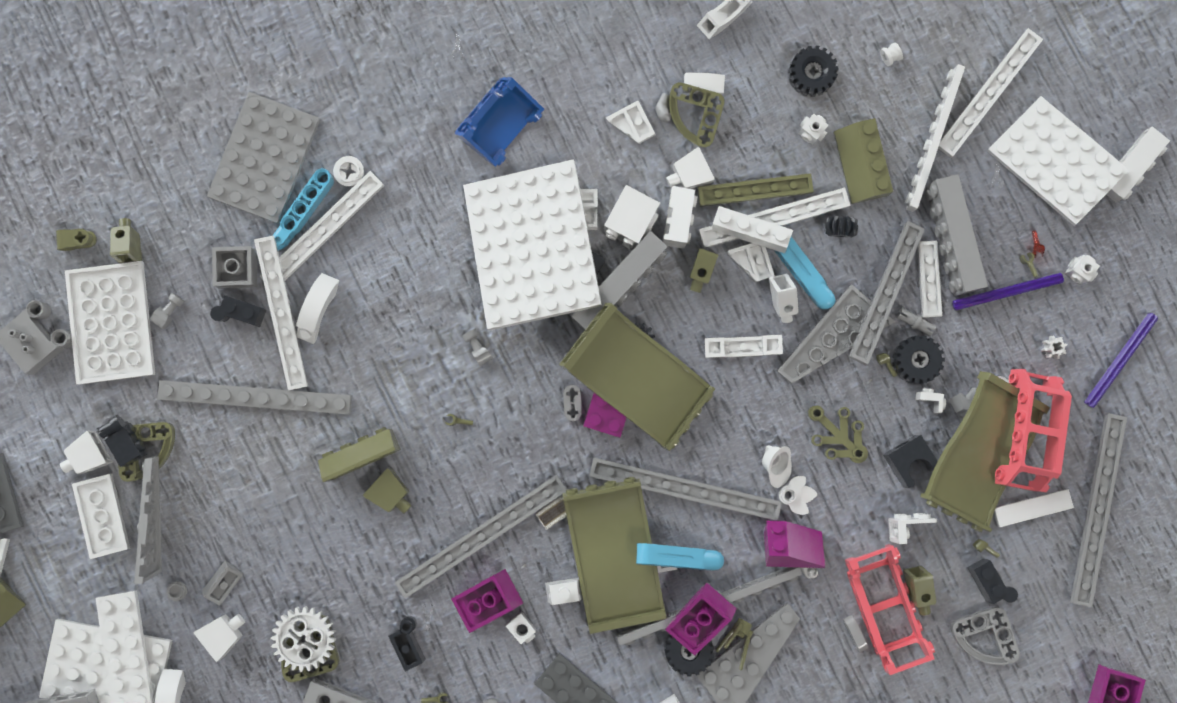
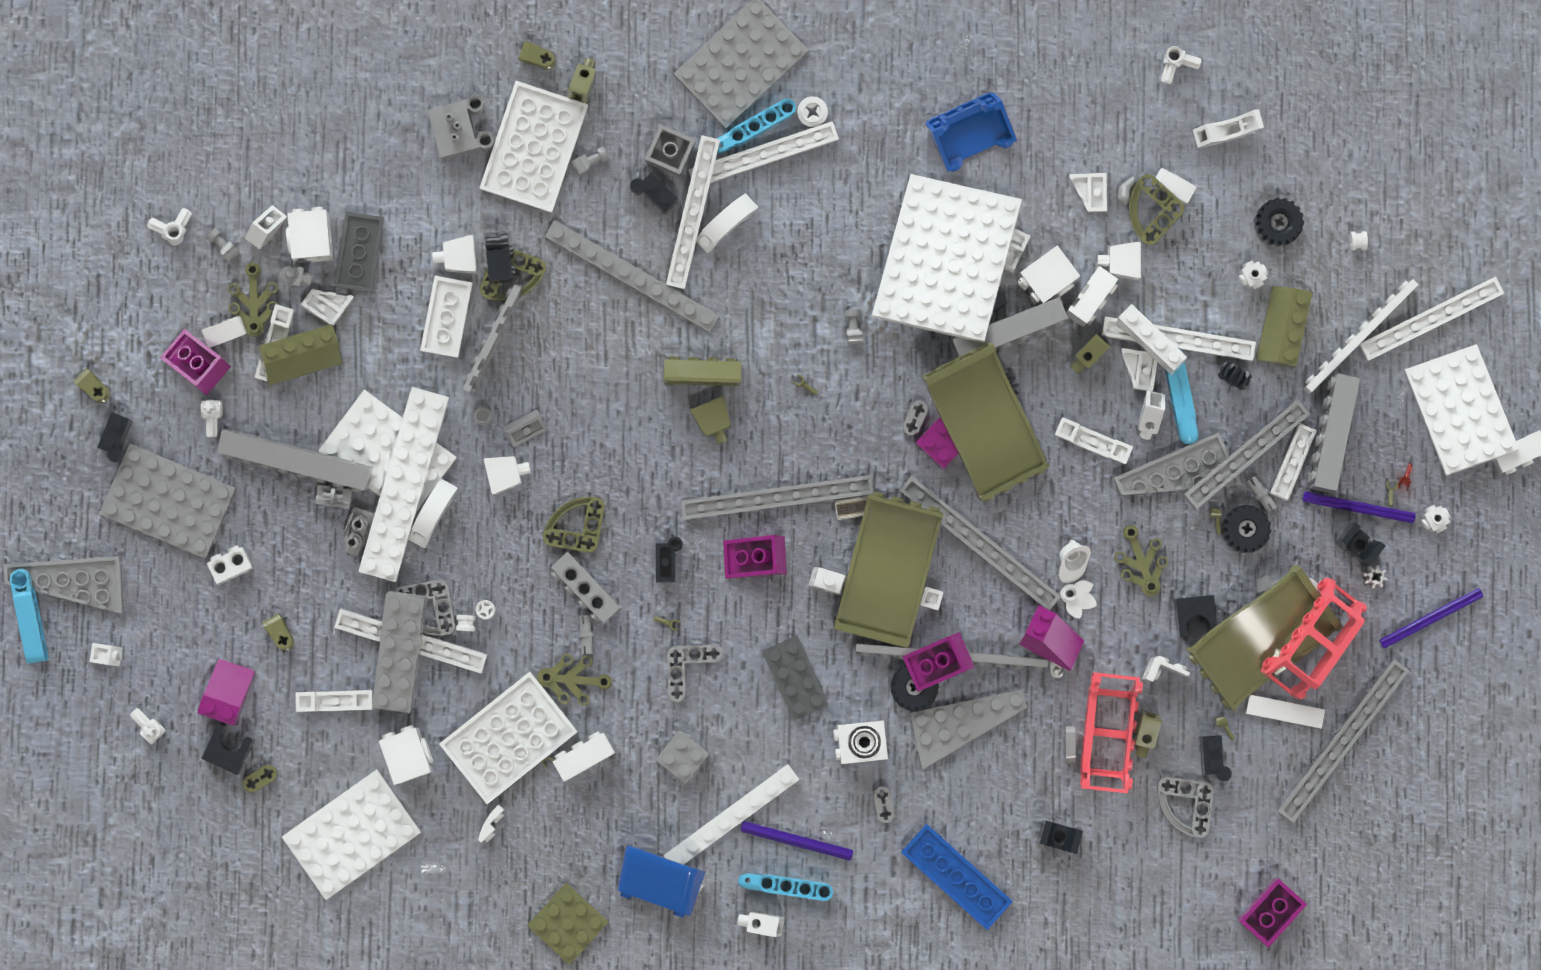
camera: 20 degrees right, 0 degrees up
(293, 654) = (563, 520): white gear -> none
(518, 620) = (774, 587): white brick -> none
(678, 557) = (945, 598): medium azure piece -> none
(741, 629) = (970, 690): olive plant -> none
(755, 190) = (1173, 305): olive plate -> none
(937, 398) = (1240, 565): white bracket -> none
(1039, 326) = (1371, 547): none -> black piece

